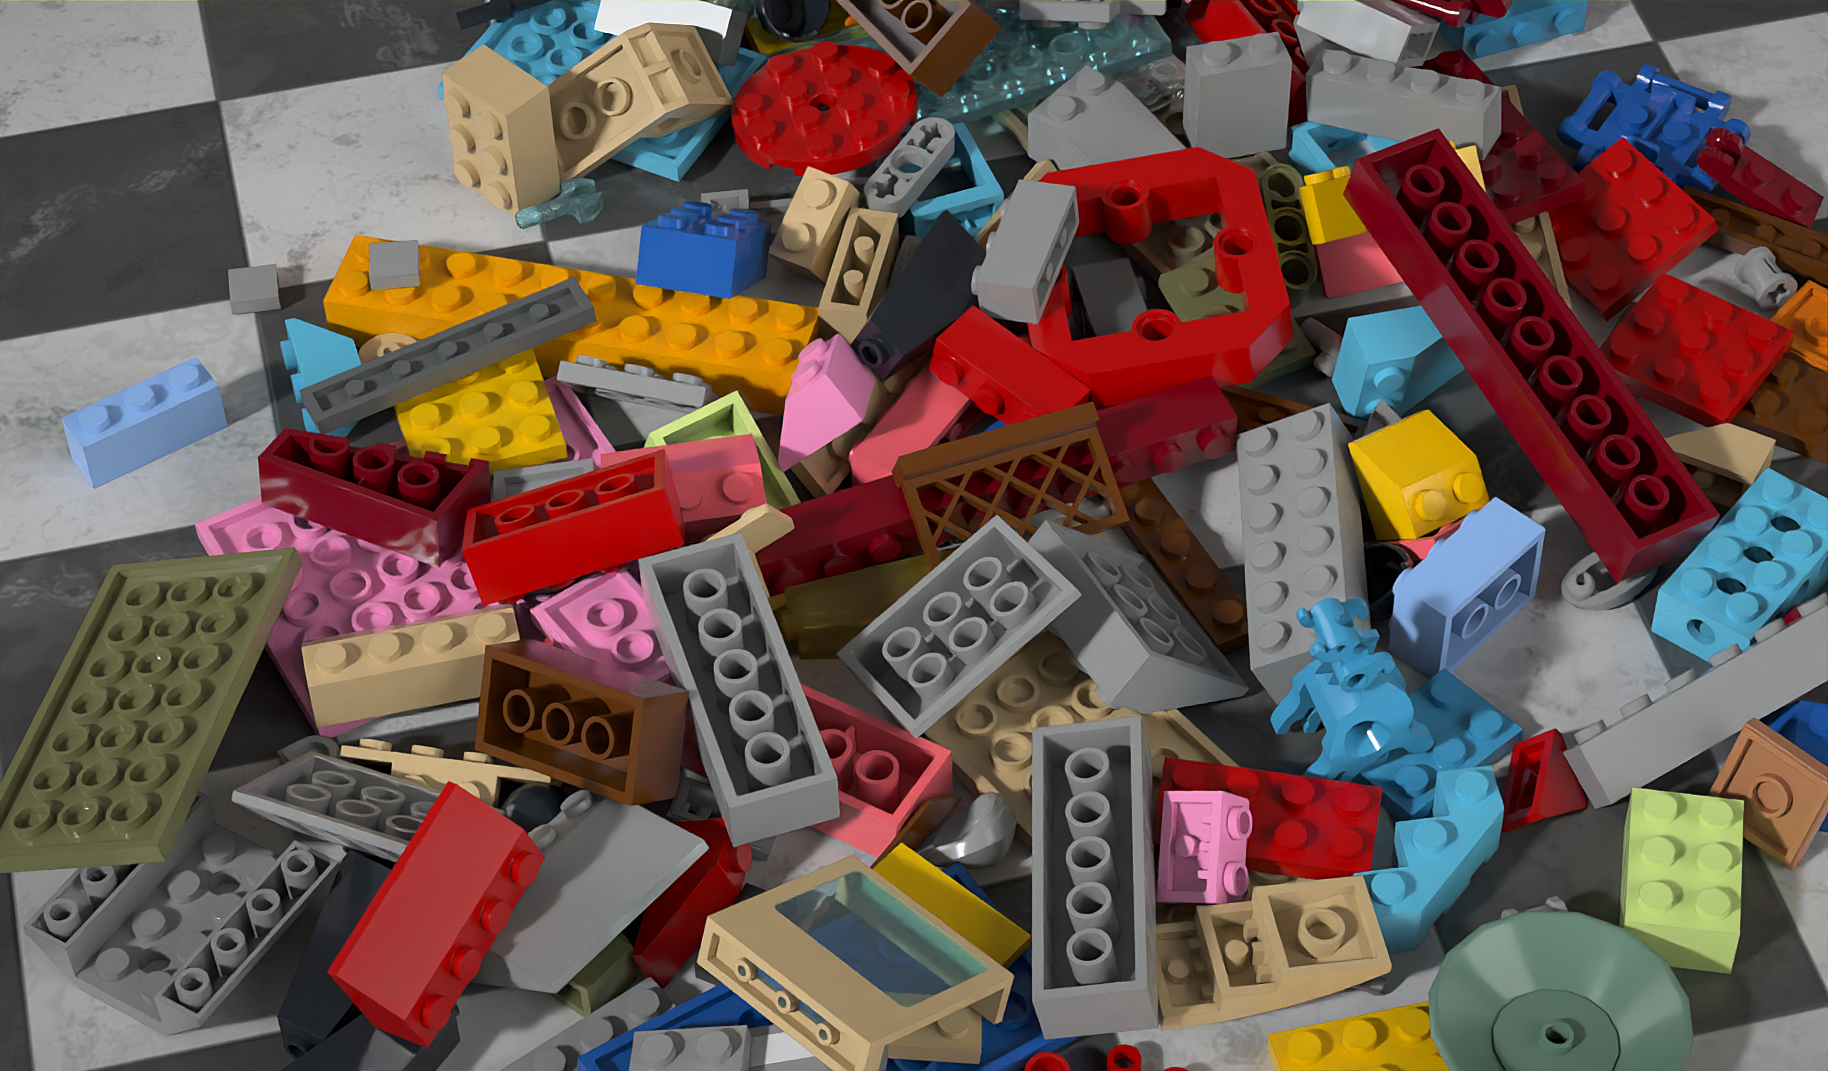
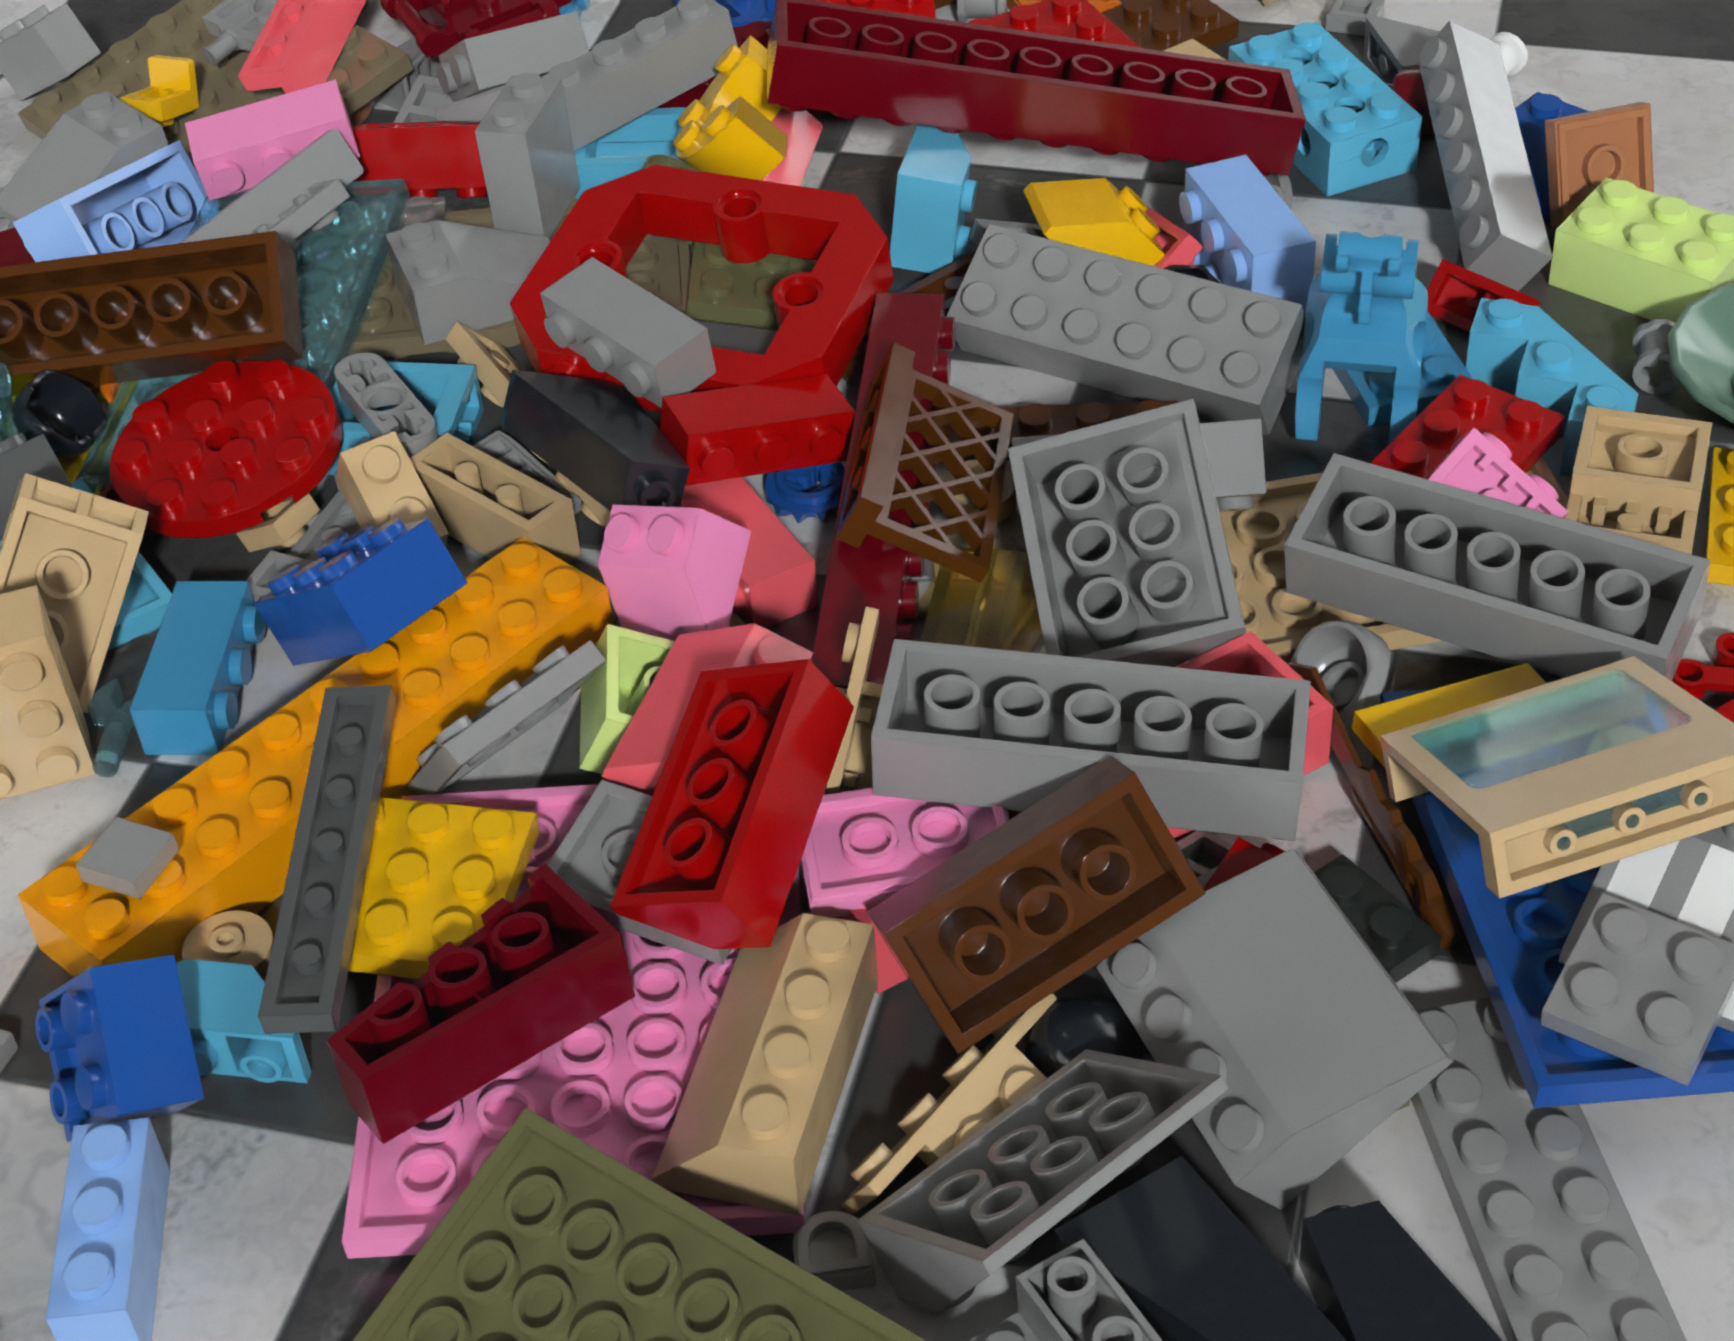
camera: 60 degrees left, 5 degrees down
(259, 344) = (119, 1044): none -> blue slope
(436, 916) = (1309, 1123): red slope -> none
(610, 214) = (197, 668): none -> dark azure brick
(782, 182) = (281, 525): none -> tan plate

